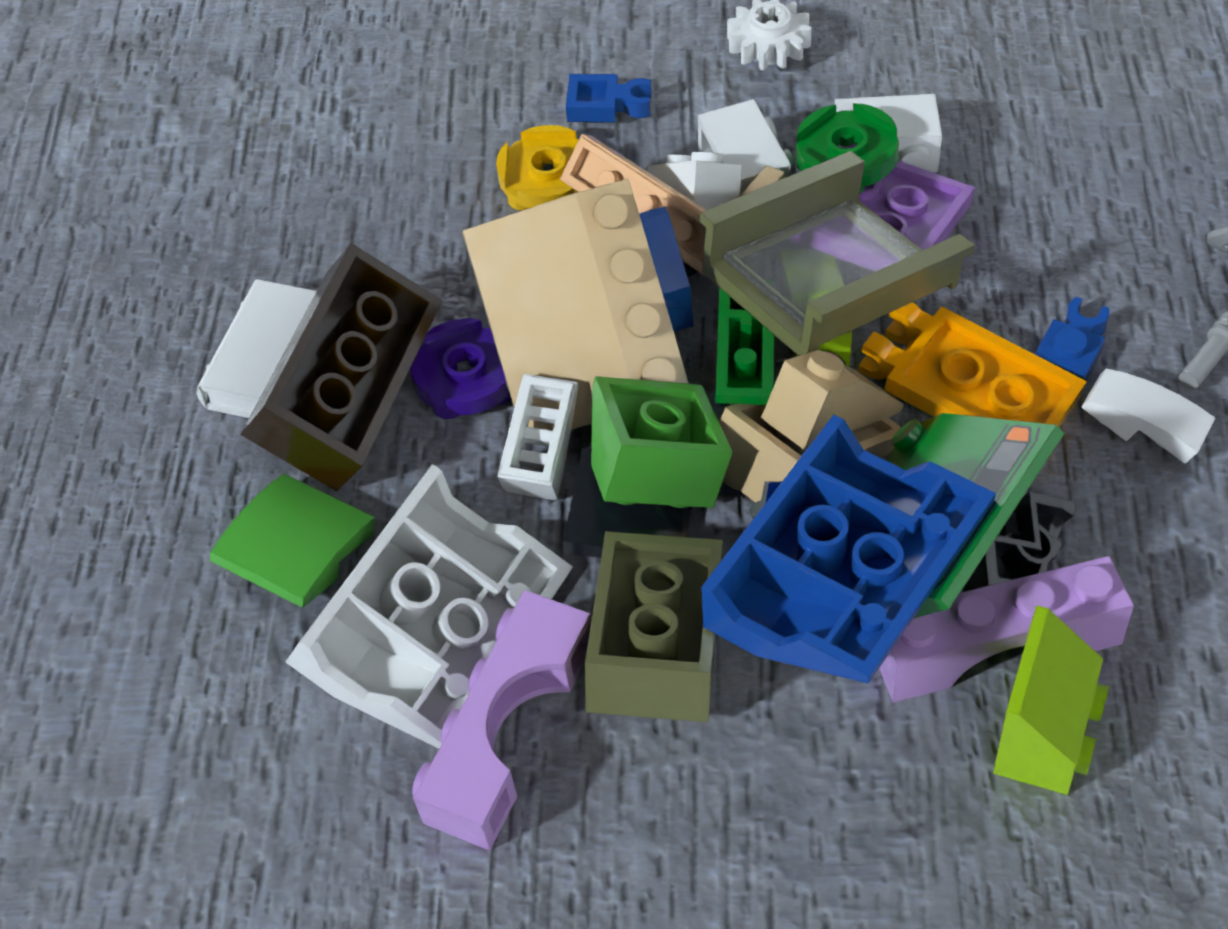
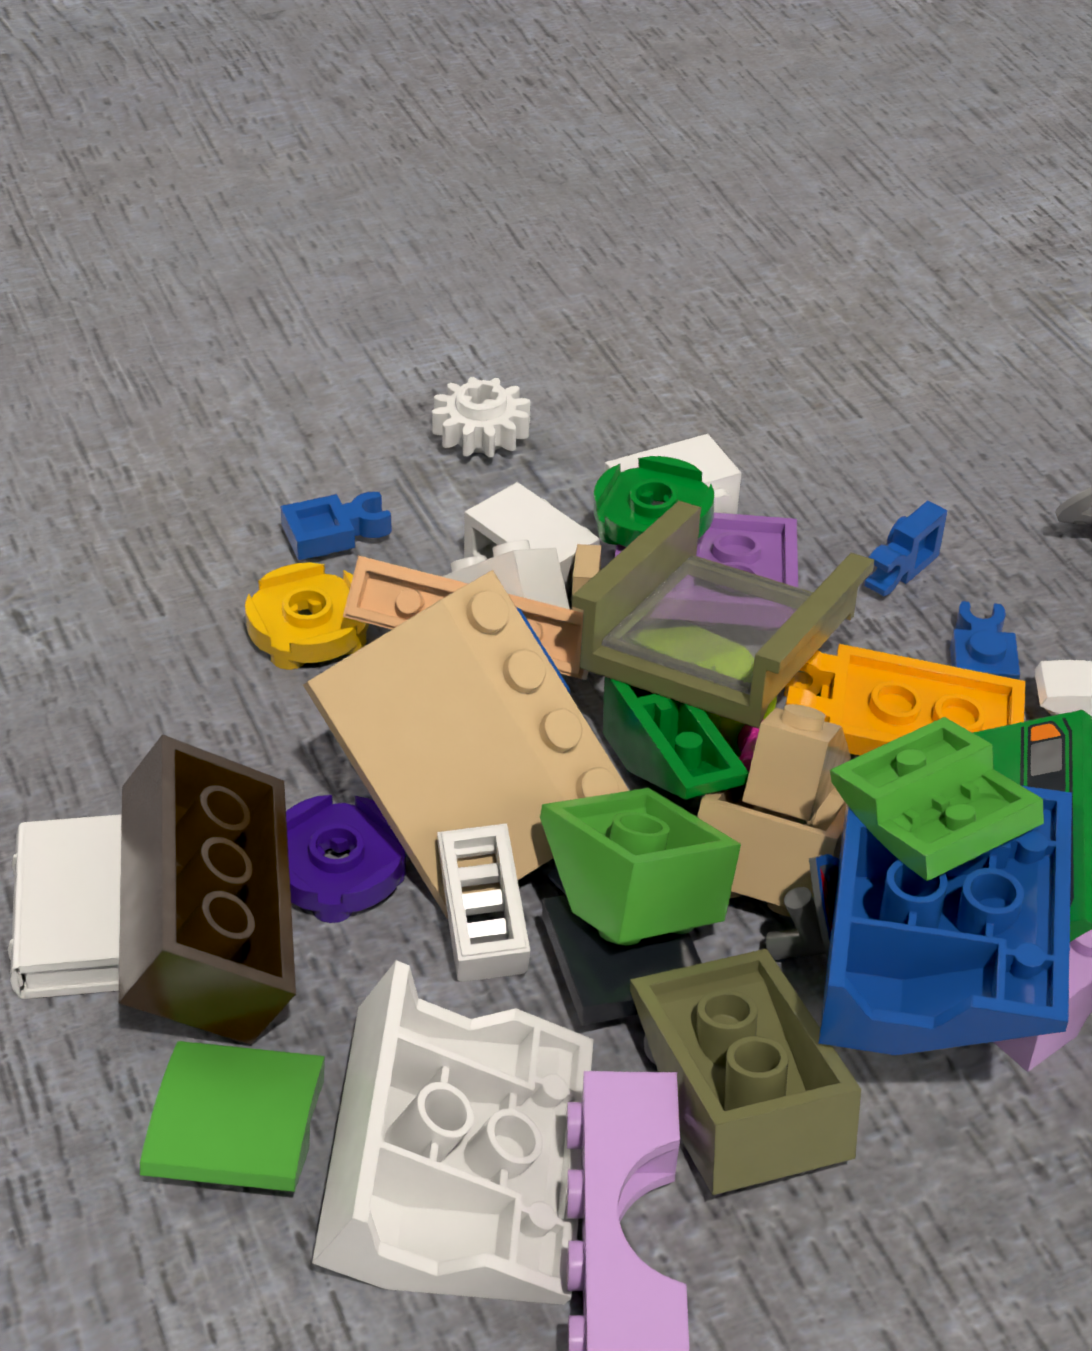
camera: 30 degrees left, 10 degrees down
(874, 464) = (936, 798): none -> bright green slope
(1061, 237) = (909, 549): none -> blue plate

